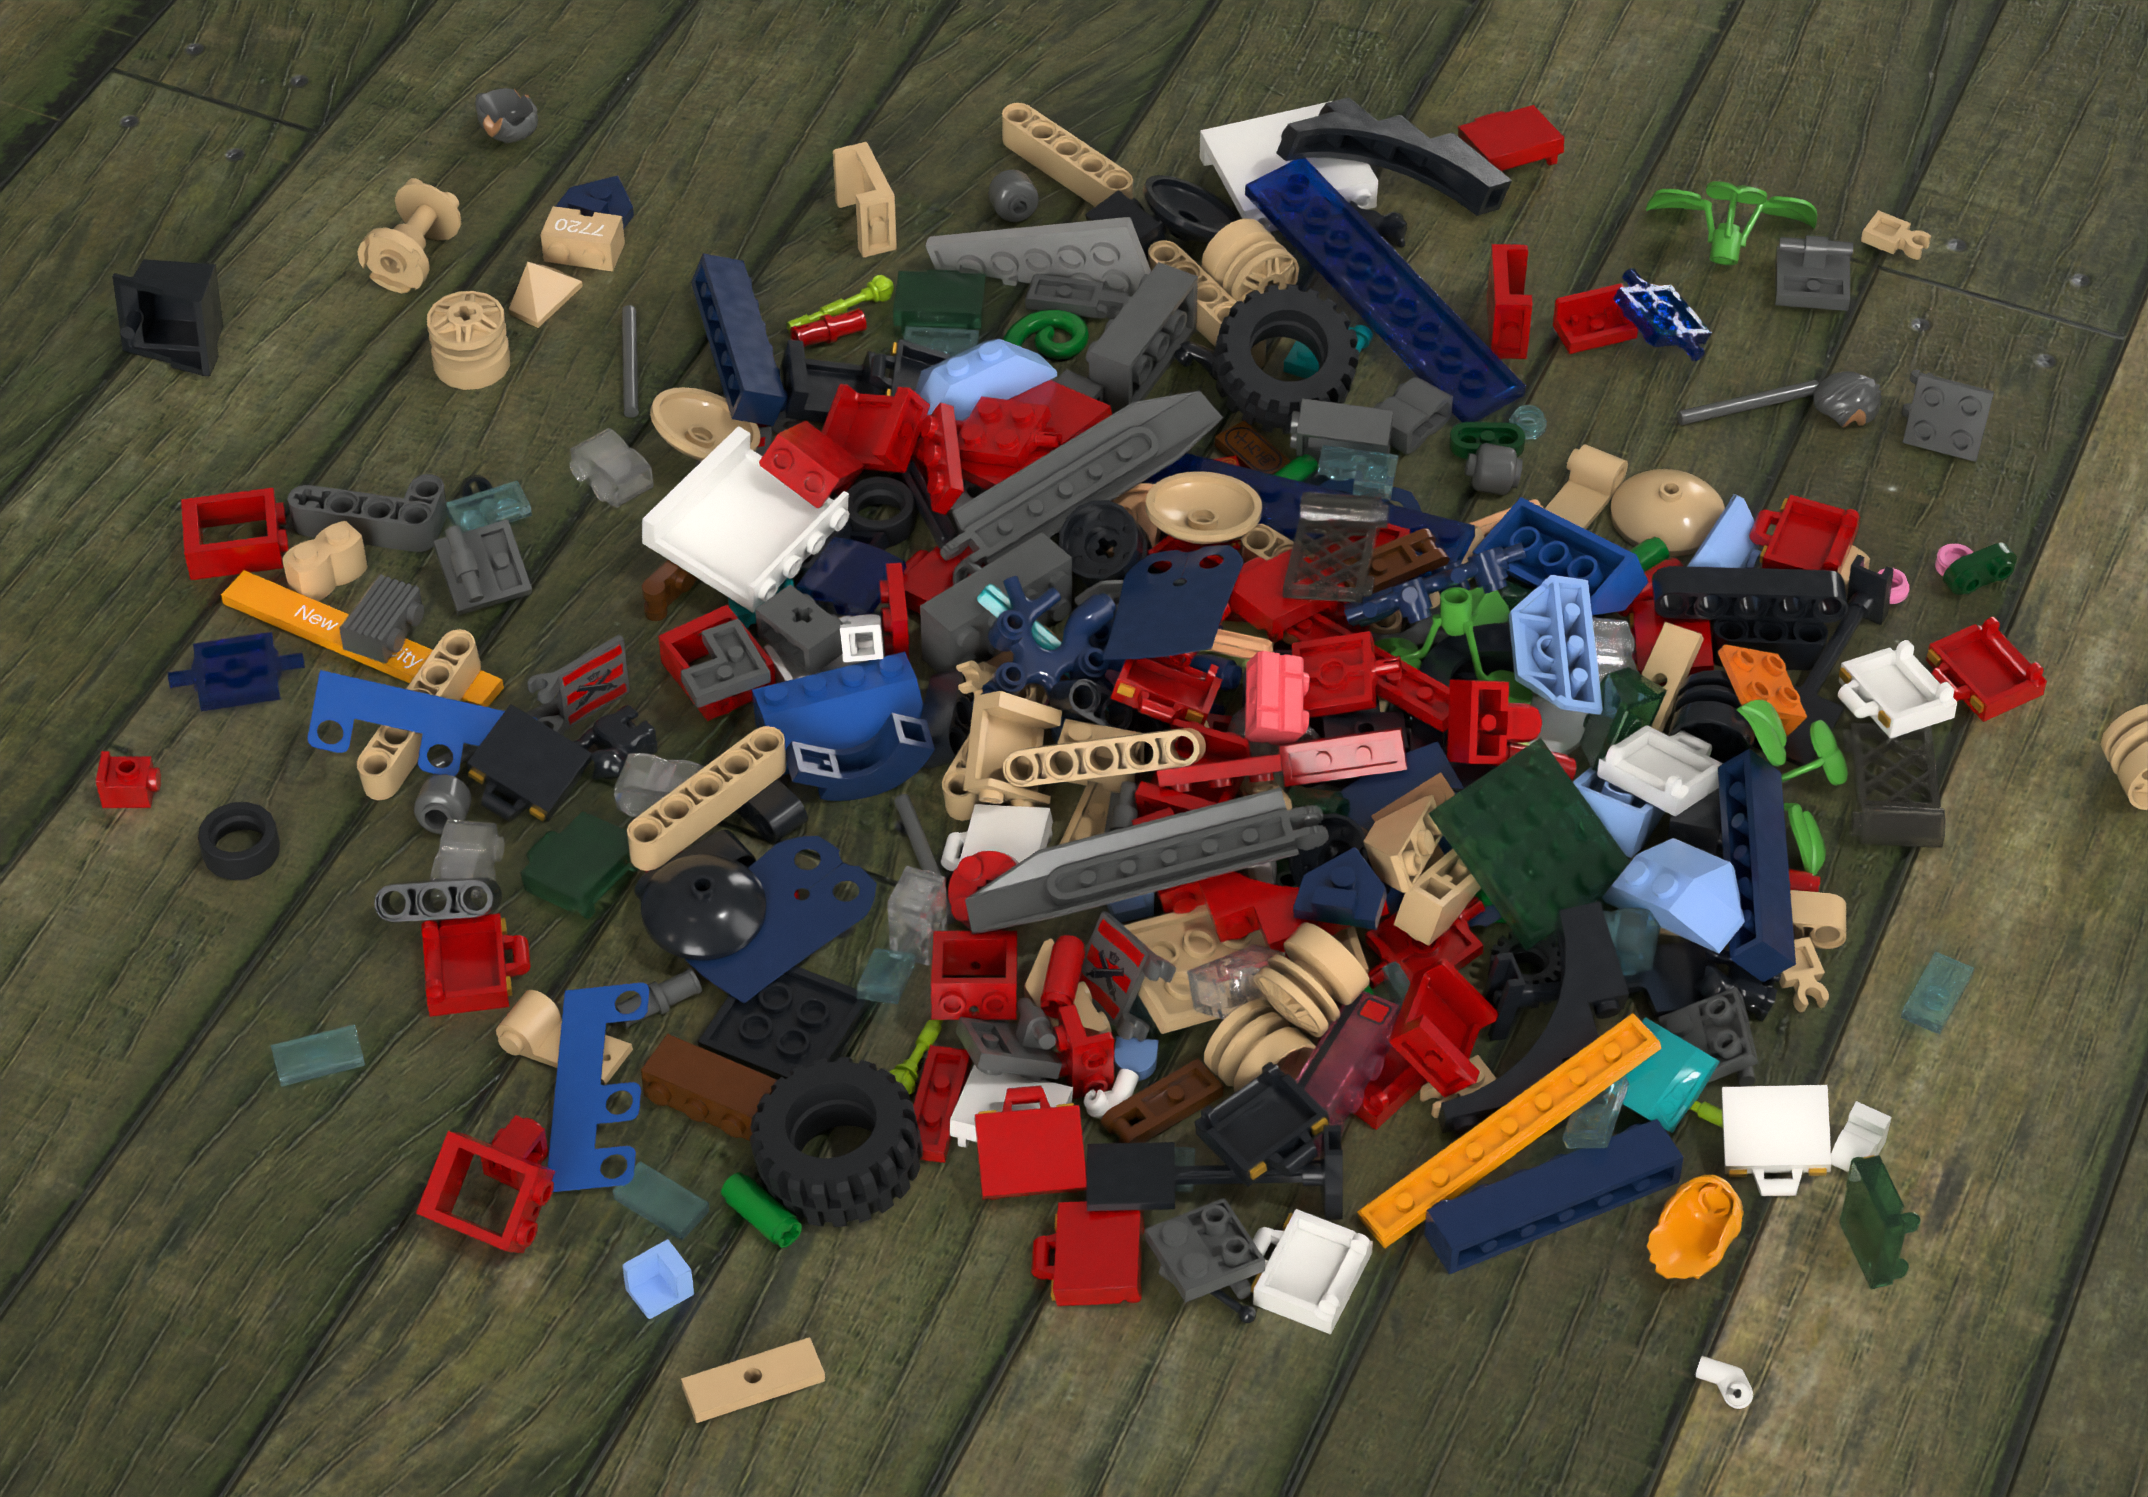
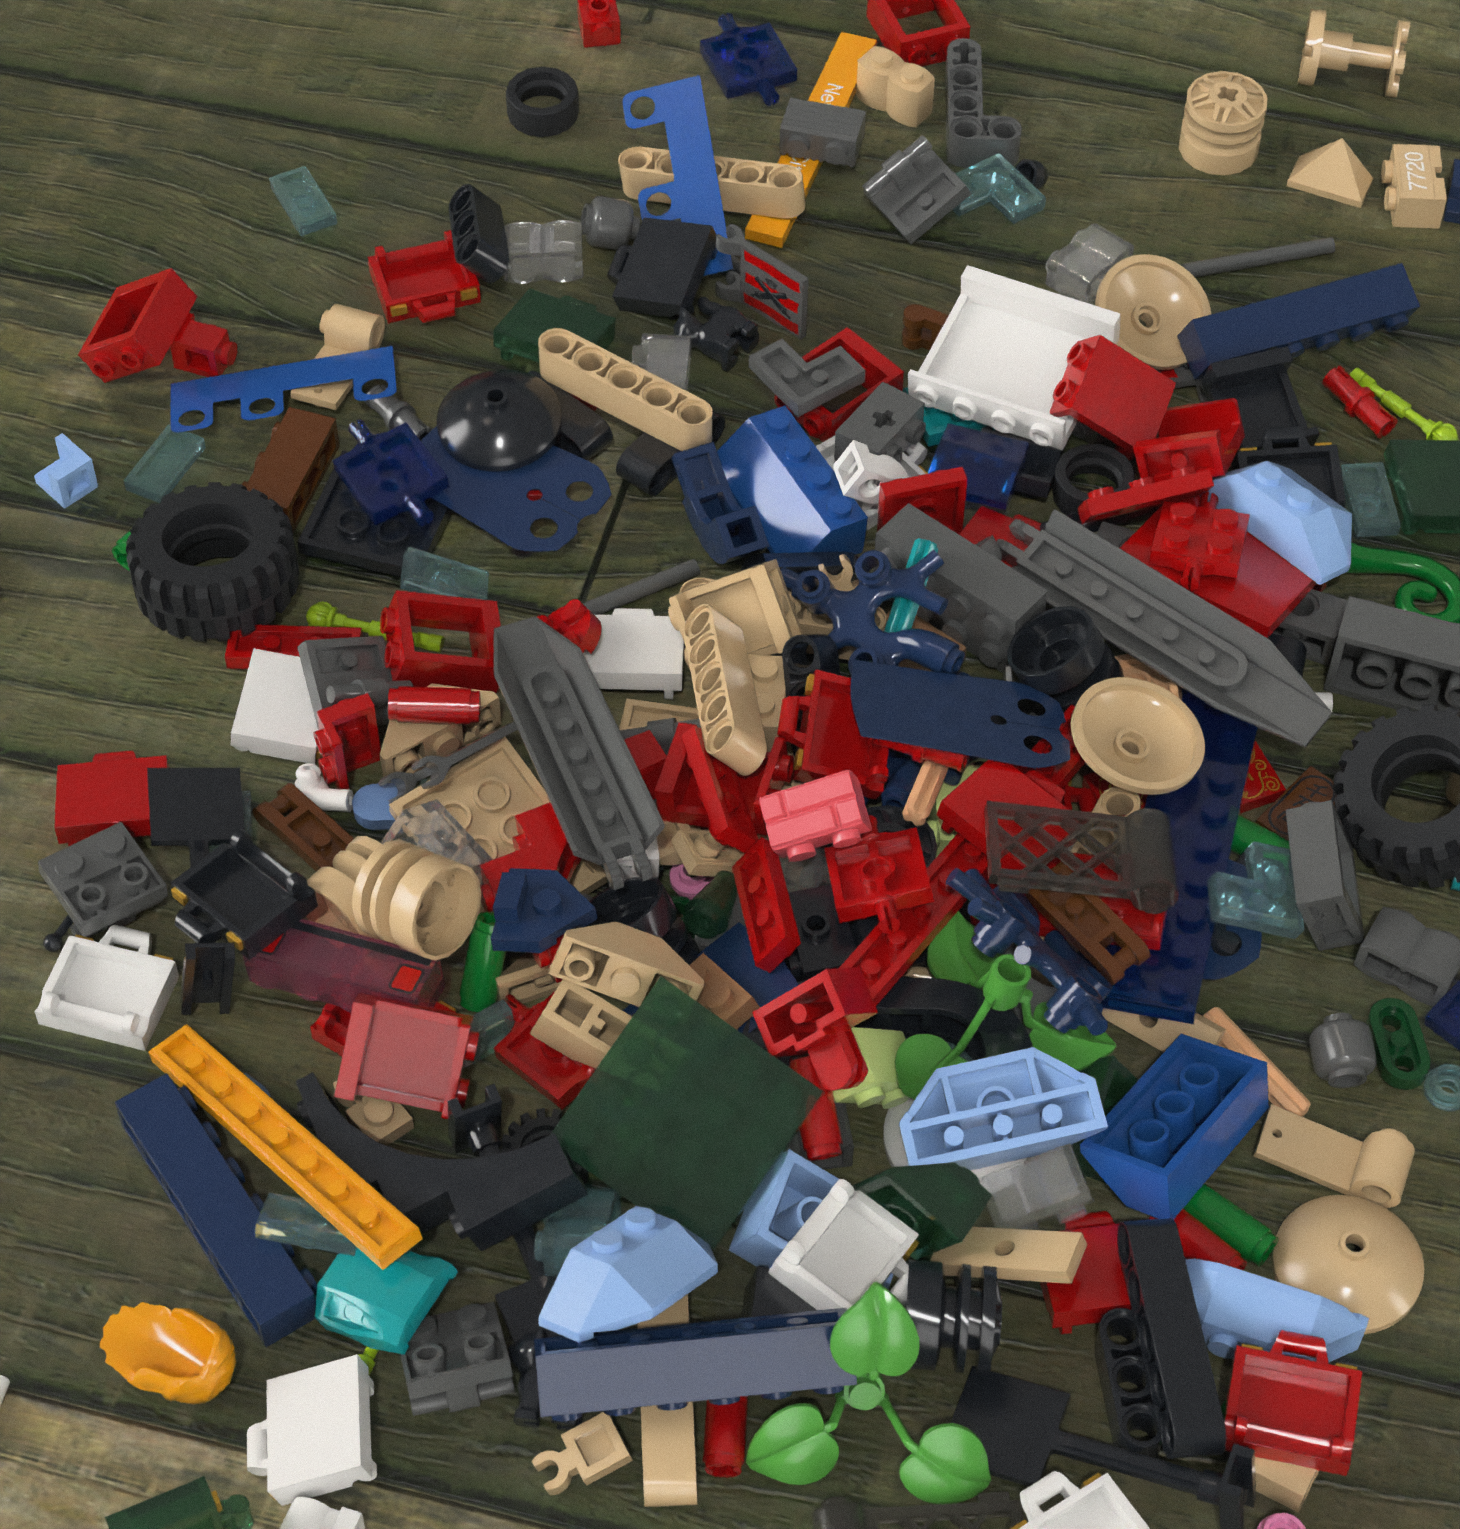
camera: 80 degrees right, 5 degrees up
(756, 993) = (390, 473): none -> clear blue plate
(916, 911) = (514, 578): clear brick -> none
(1030, 1148) = (222, 714): red piece -> none
(1763, 677) = (1000, 1352): orange bracket -> none

